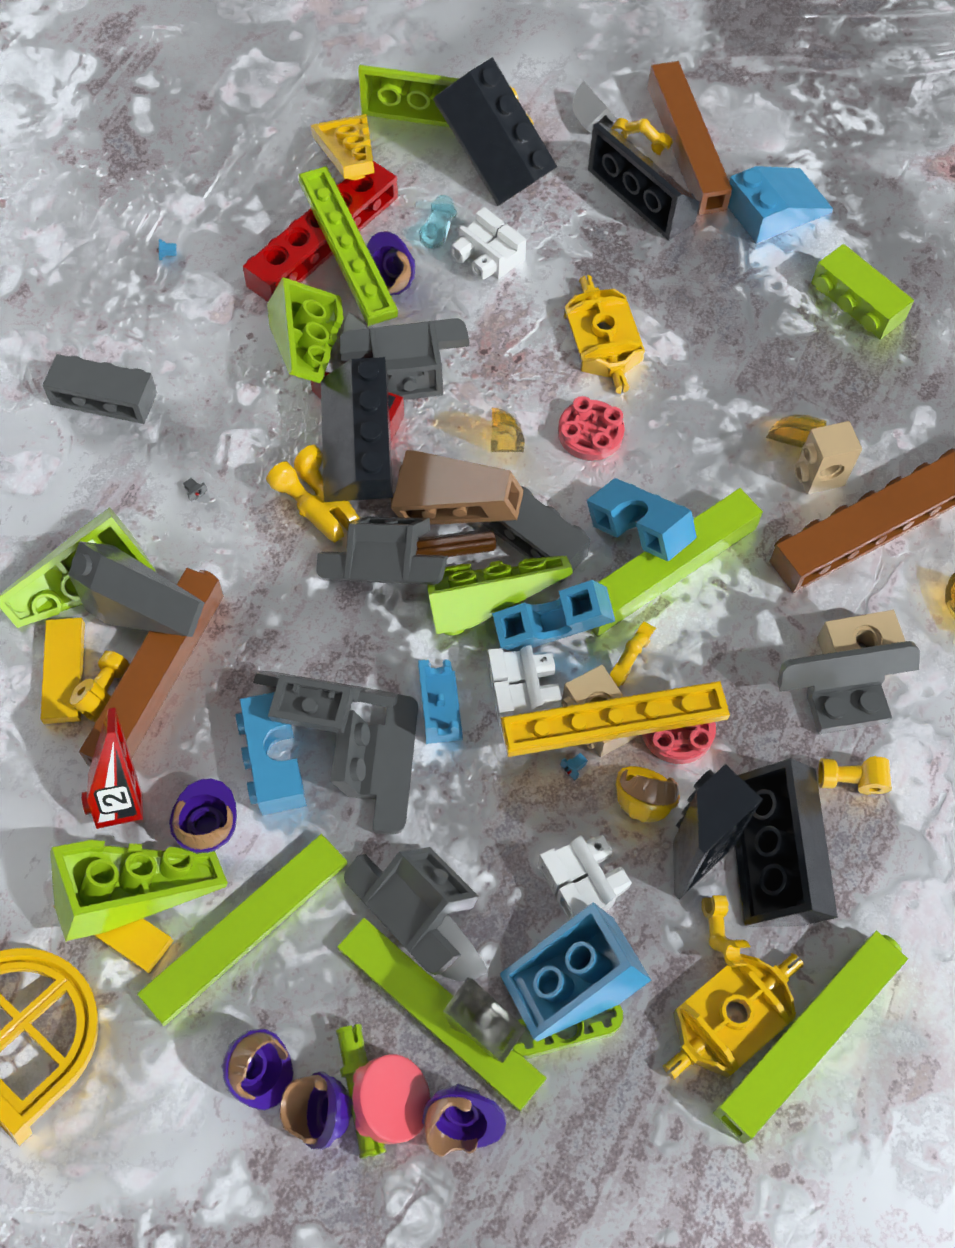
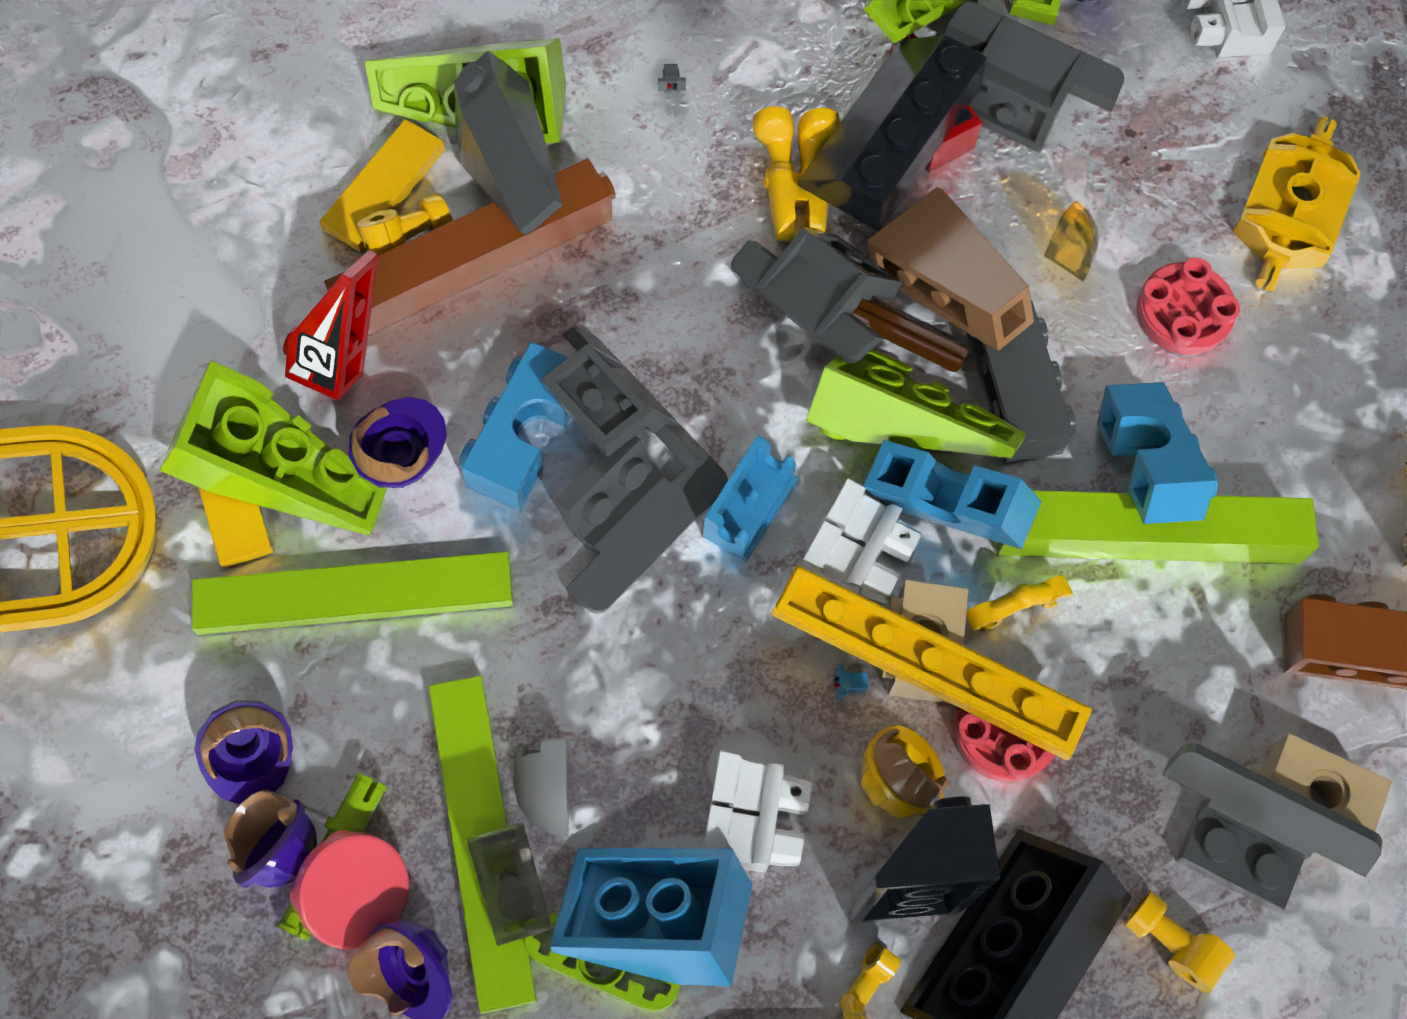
camera: 35 degrees right, 5 degrees up
(413, 901) = (543, 695): dark grey plate -> none

